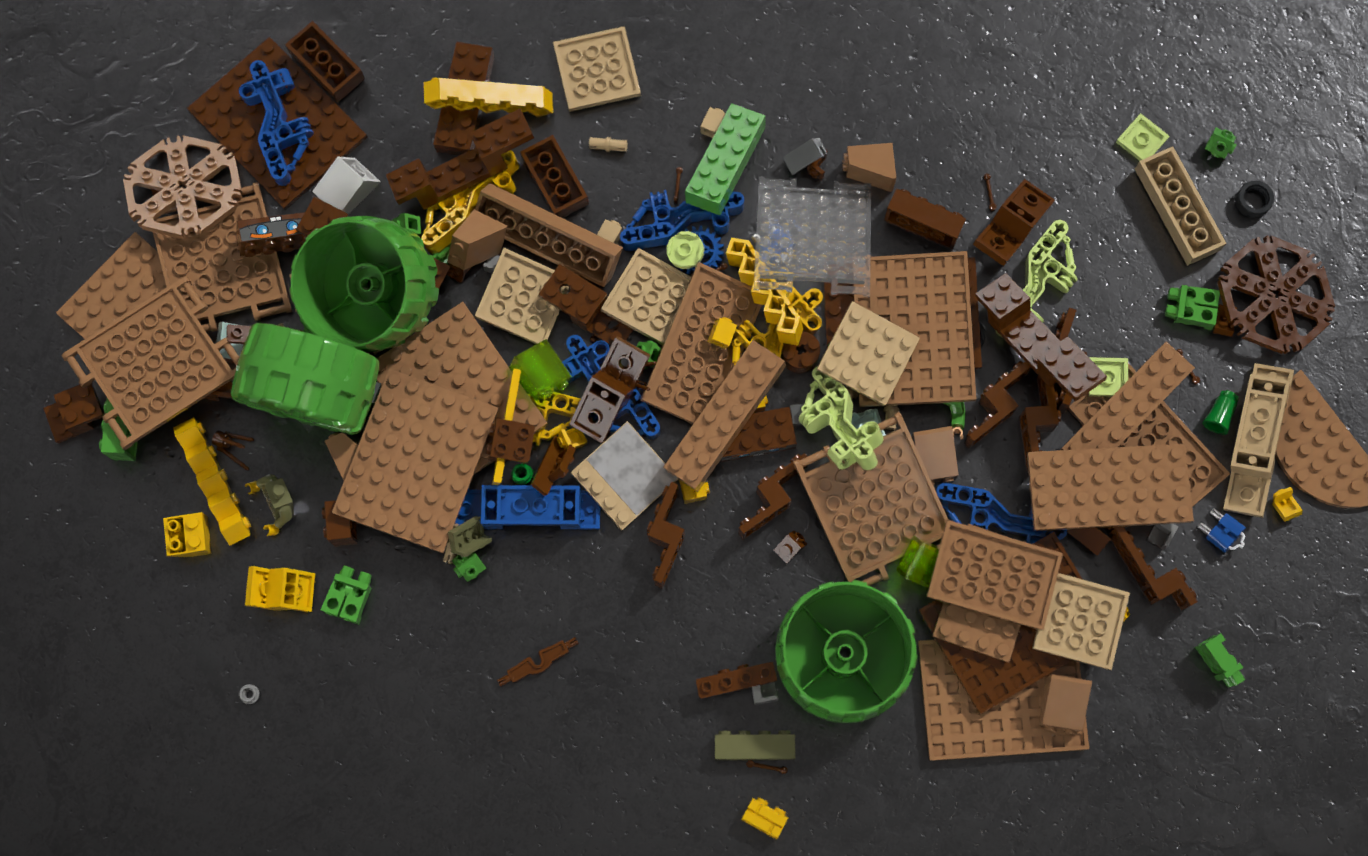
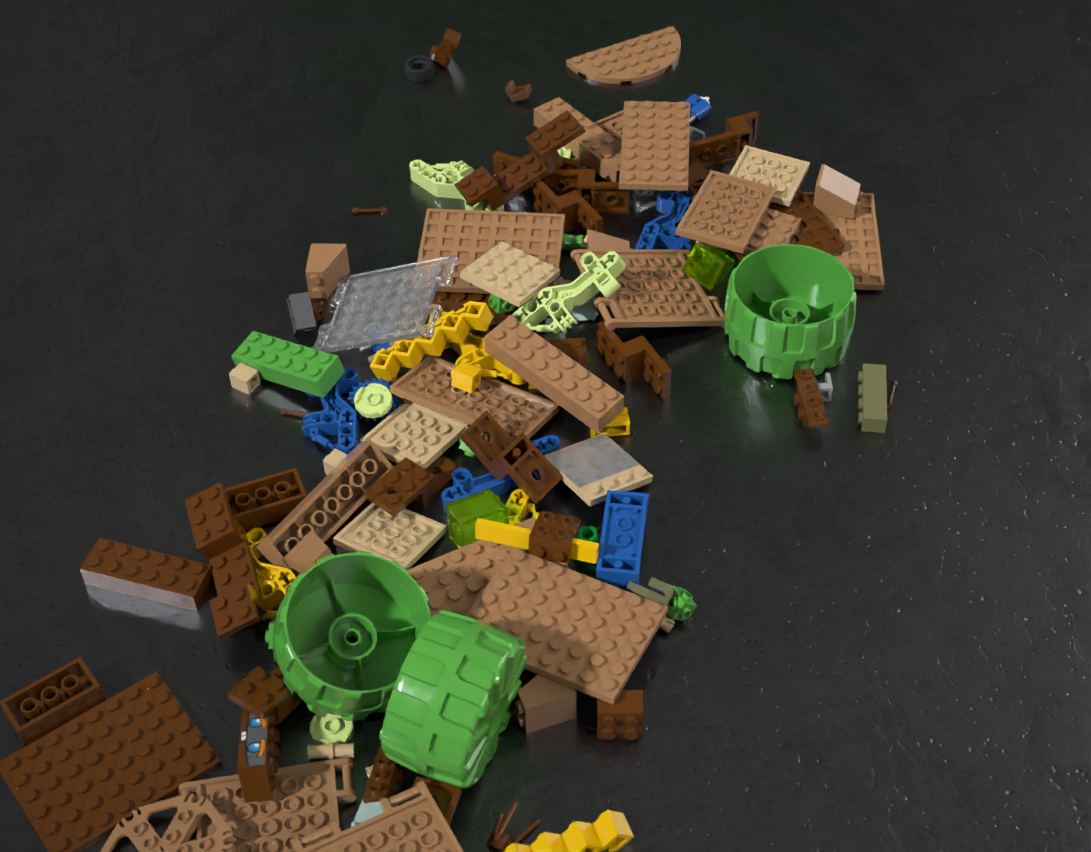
camera: 85 degrees left, 30 degrees down
(243, 694) = (814, 825): light grey plate -> none
(268, 90) = (69, 756): blue beam -> none
(277, 499) = (581, 780): olive torso -> none
(280, 589) = (692, 783): yellow bracket -> none
(346, 184) = (208, 690): white slope -> none
(347, 596) = (704, 720): bright green hips -> none
(487, 96) = (155, 540): yellow brick -> none
(547, 656) = (788, 567): reddish brown piece -> none
(553, 466) = (586, 506): reddish brown bracket -> none
(573, 437) = (554, 505): yellow bracket -> none
(597, 69) = (152, 464): tan plate -> none
(608, 144) = (239, 460): tan pin -> none
(665, 534) = (663, 438): reddish brown bracket -> none
(765, 818) = (941, 396): yellow brick -> none
(790, 546) = (681, 359): bracket -> none
(924, 218) = (386, 240): reddish brown brick -> none
(1013, 222) = (405, 189): reddish brown bracket -> none
(1142, 138) = (348, 121): yellowish green tile -> none
(1180, 206) = (415, 101): tan brick -> none
(1193, 306) = (502, 106): bright green hips -> none
(1220, 660) = (800, 115): bright green hips -> none
(1221, 143) = (367, 77): bright green brick -> none
(1221, 413) = (596, 99): green plant -> none
(1257, 440) = (621, 72): tan bracket -> none
(1266, 302) = (494, 63): reddish brown plate -> none
(1286, 504) = (675, 77): yellow bracket -> none
(1287, 222) = (446, 49): none -> reddish brown hinge

